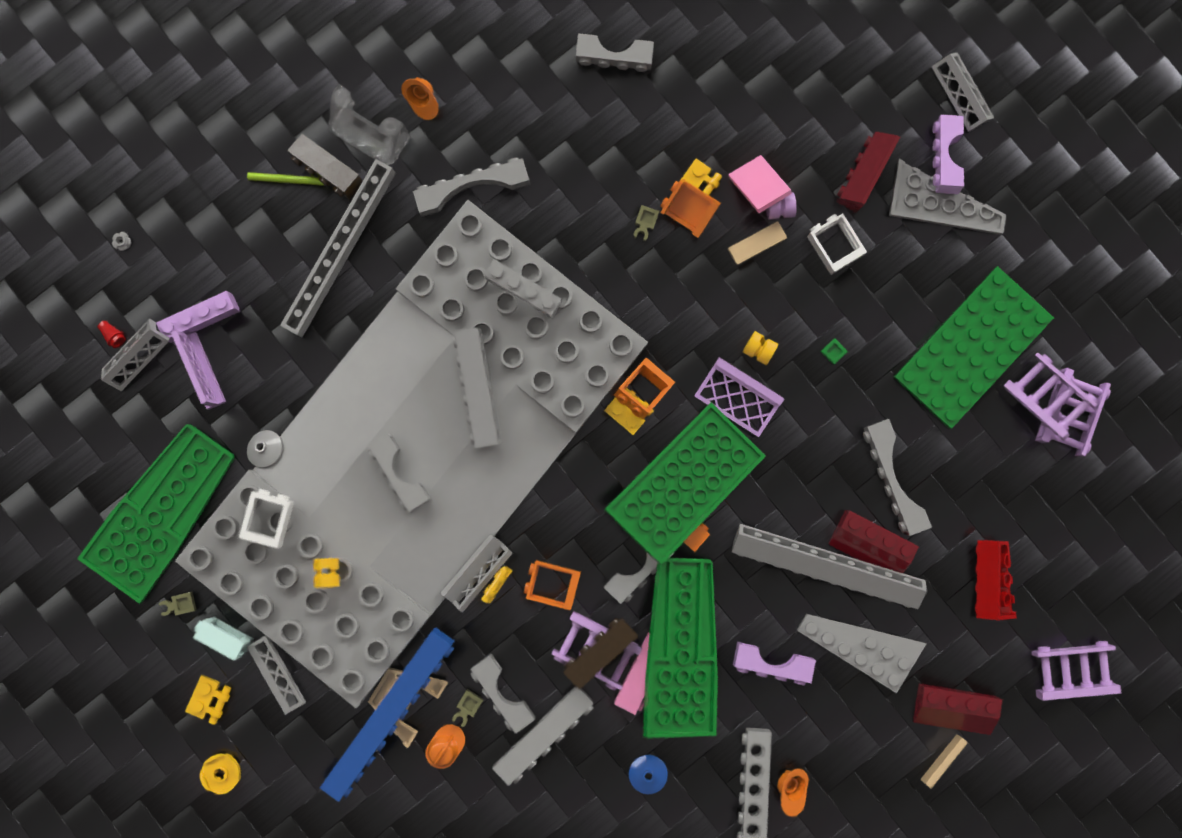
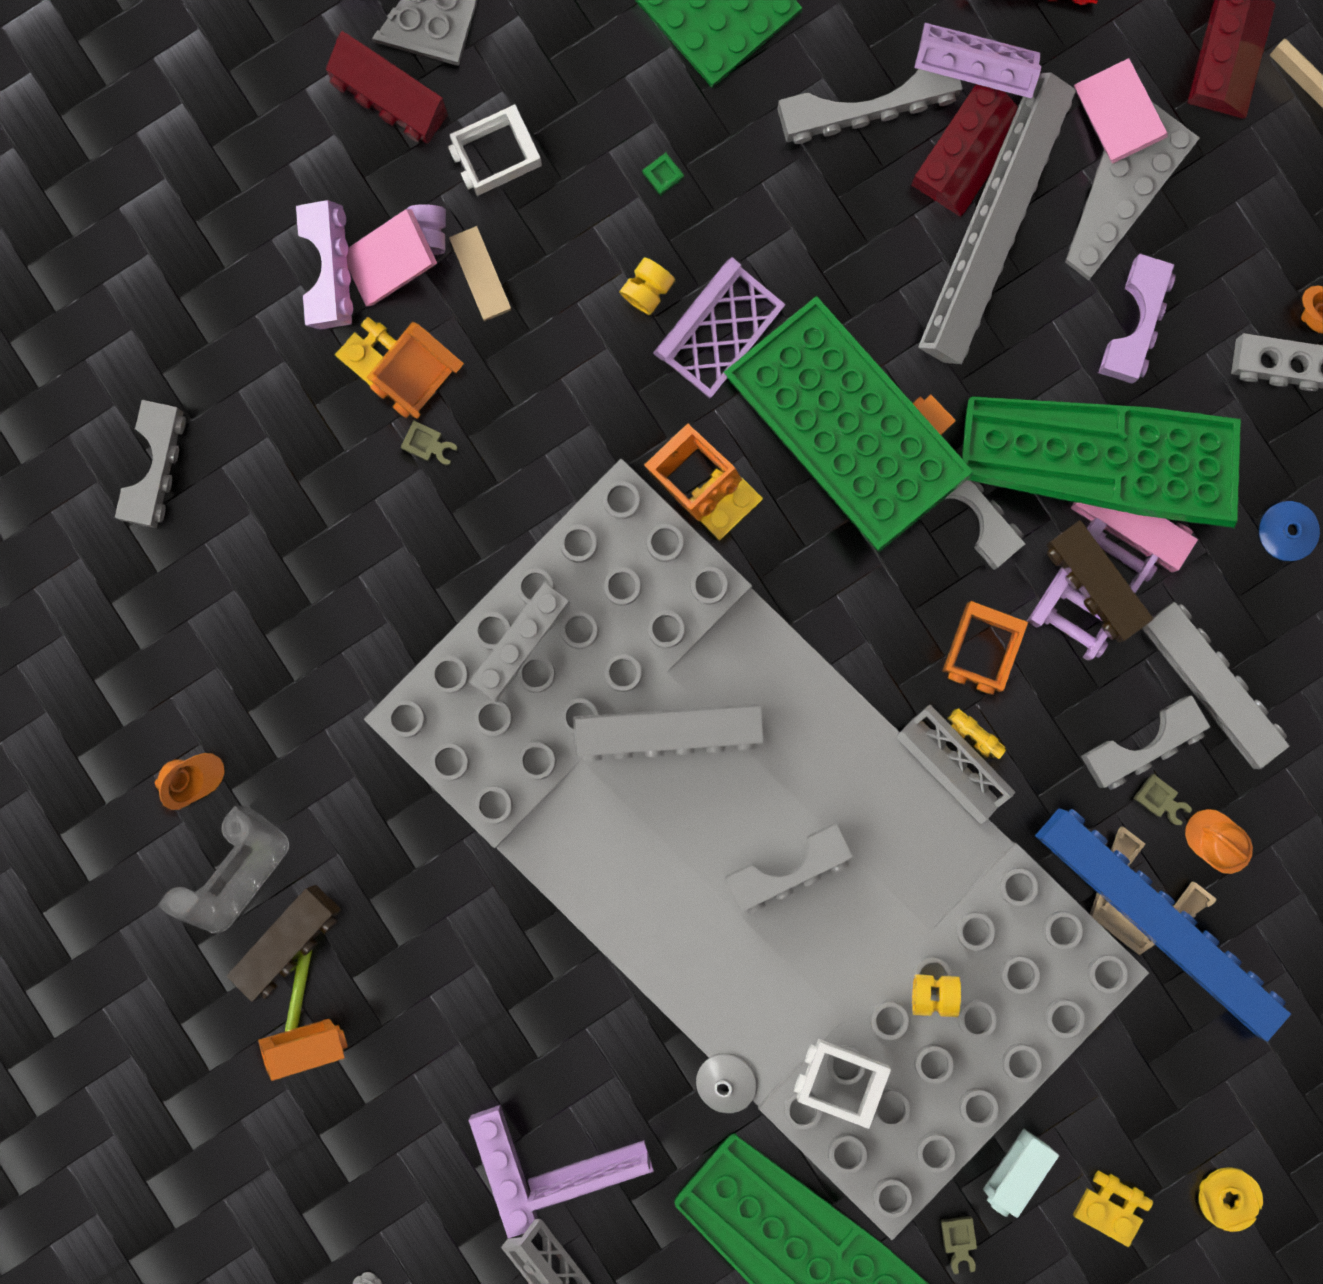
camera: 85 degrees left, 0 degrees up
(260, 183) = (302, 1048): none -> orange window
(274, 677) = (1088, 1098): light grey fence -> none
(338, 248) = (418, 934): light grey brick -> none
(433, 198) = (330, 650): light grey arch -> none
(730, 150) = (329, 300): none -> arch
(907, 639) = (1120, 111): none -> bright pink tile
(927, 534) = (978, 60): none -> lavender fence

